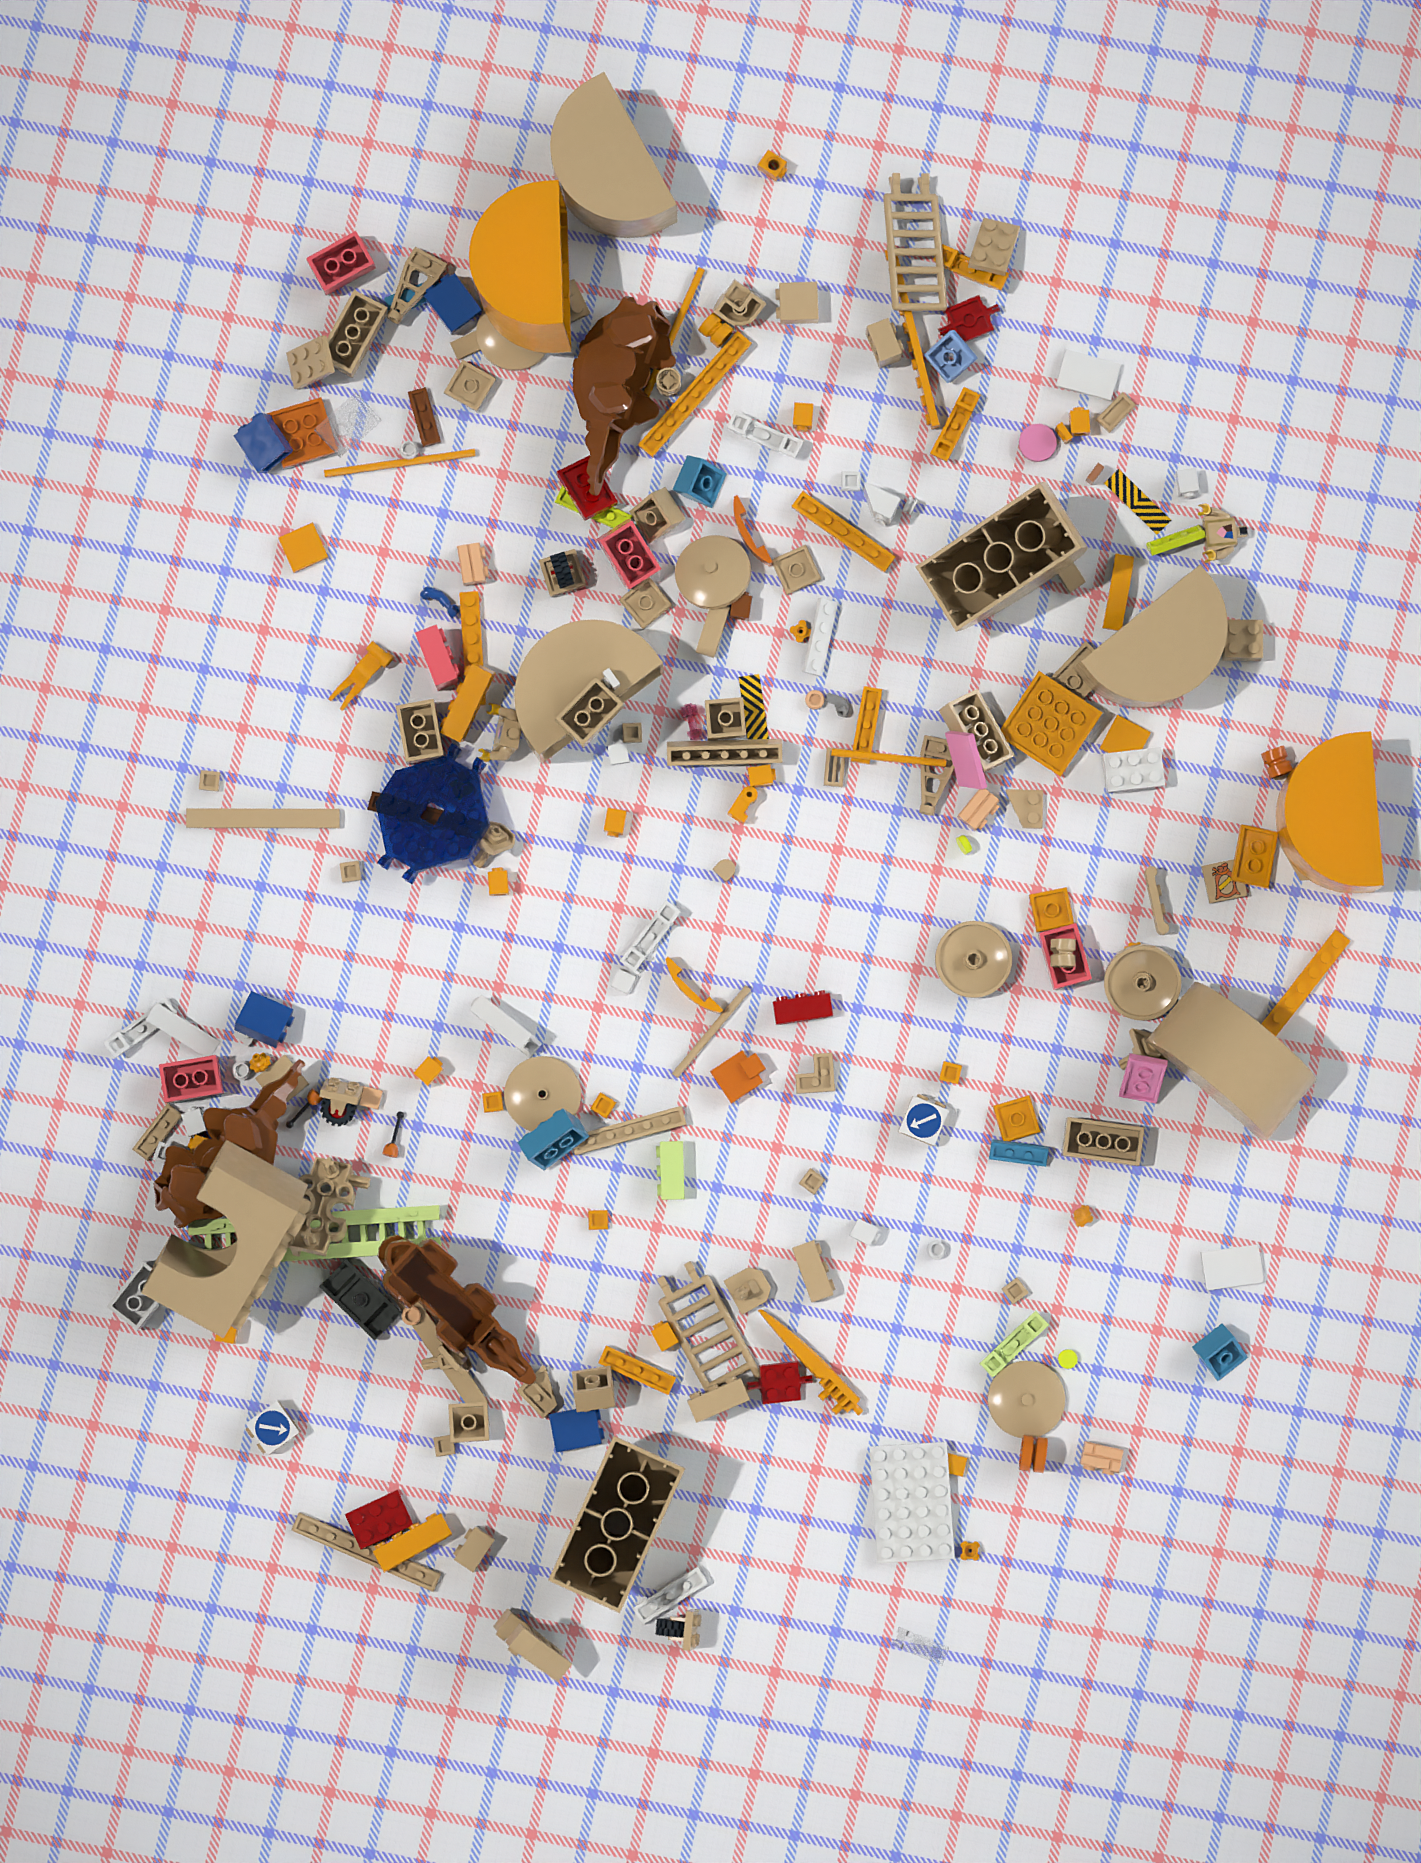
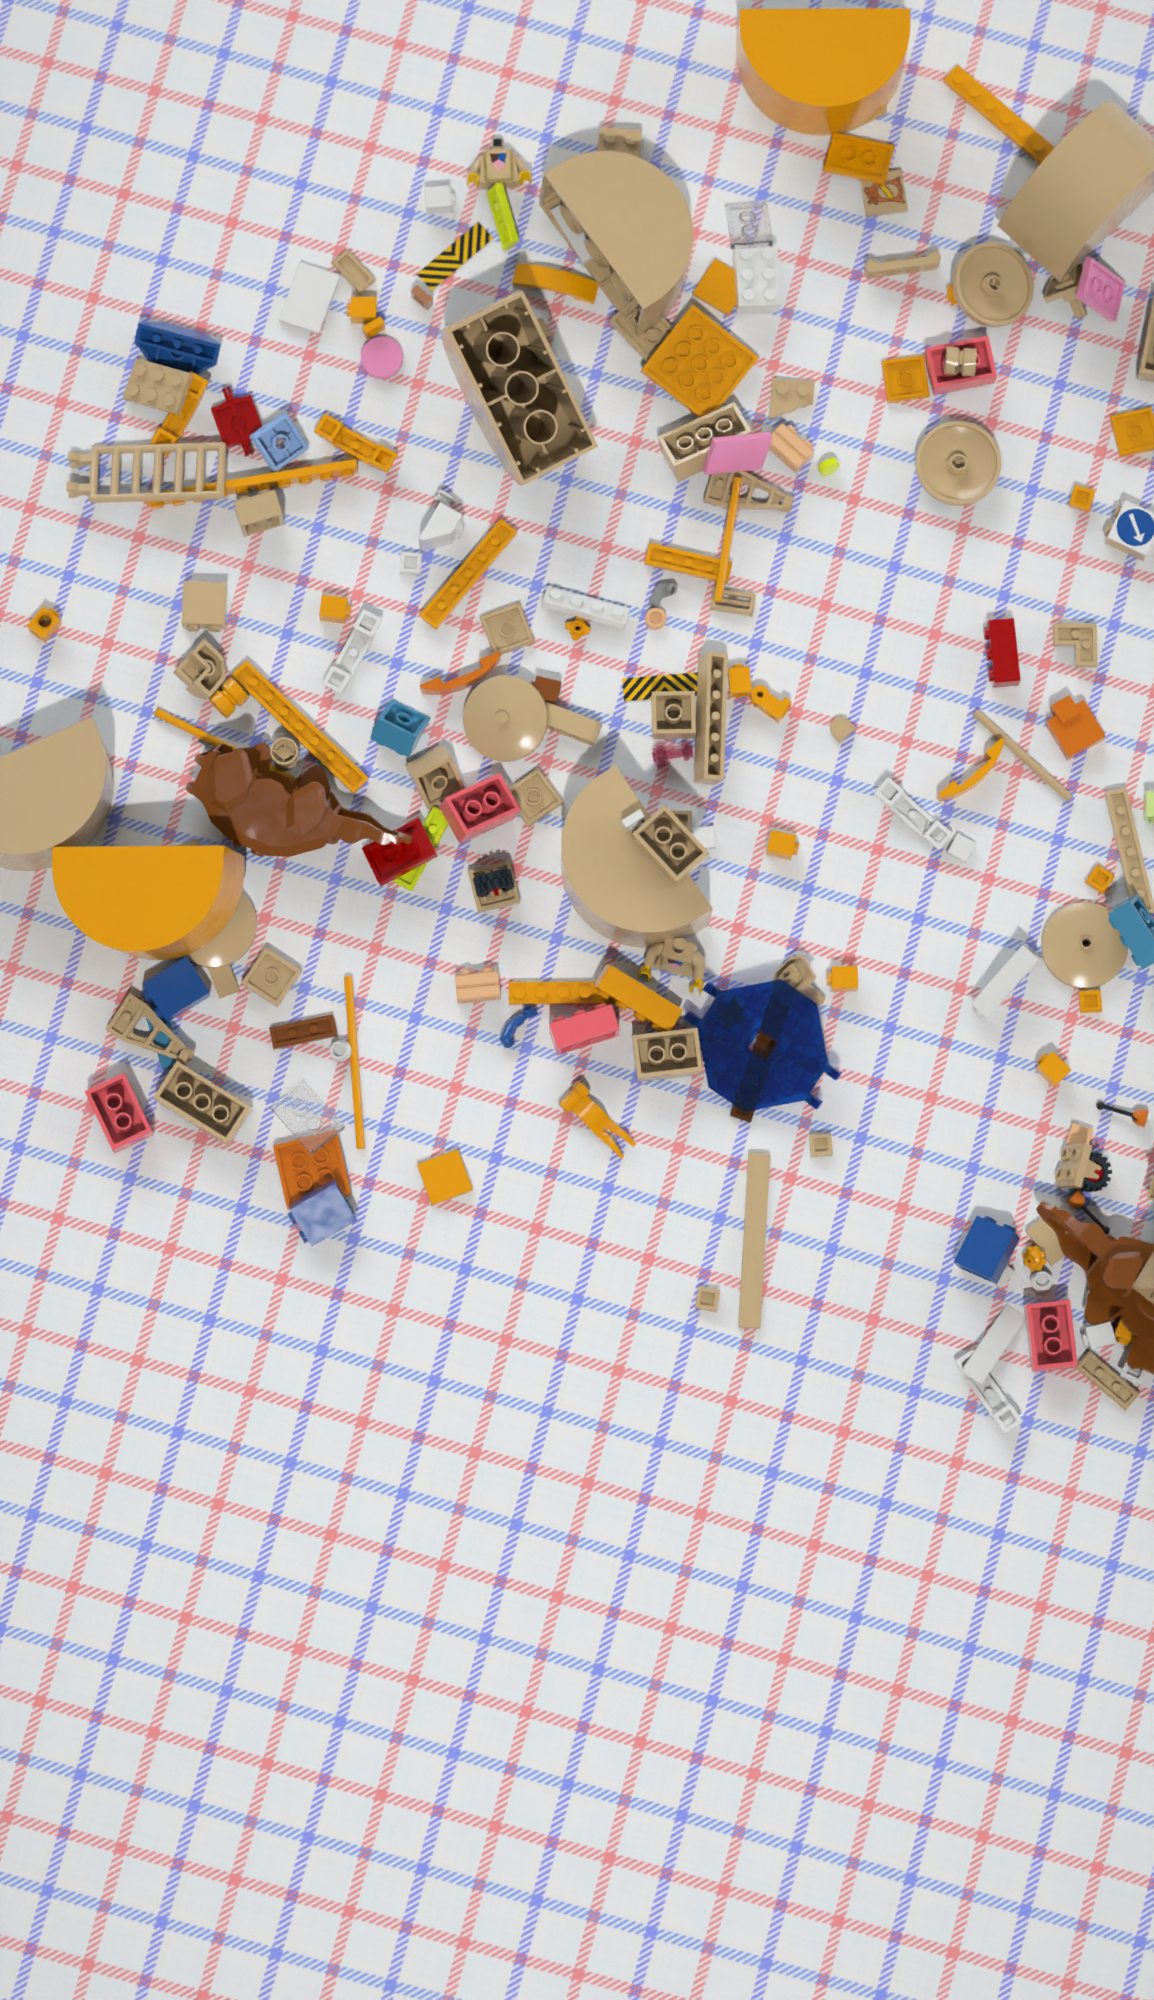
camera: 90 degrees left, 5 degrees down
(310, 362) = (233, 1152): tan plate -> none
(1032, 260) = (177, 346): none -> blue wedge
(1182, 759) = (748, 224): none -> clear tile
(1277, 762) = (756, 126): orange wheel -> none

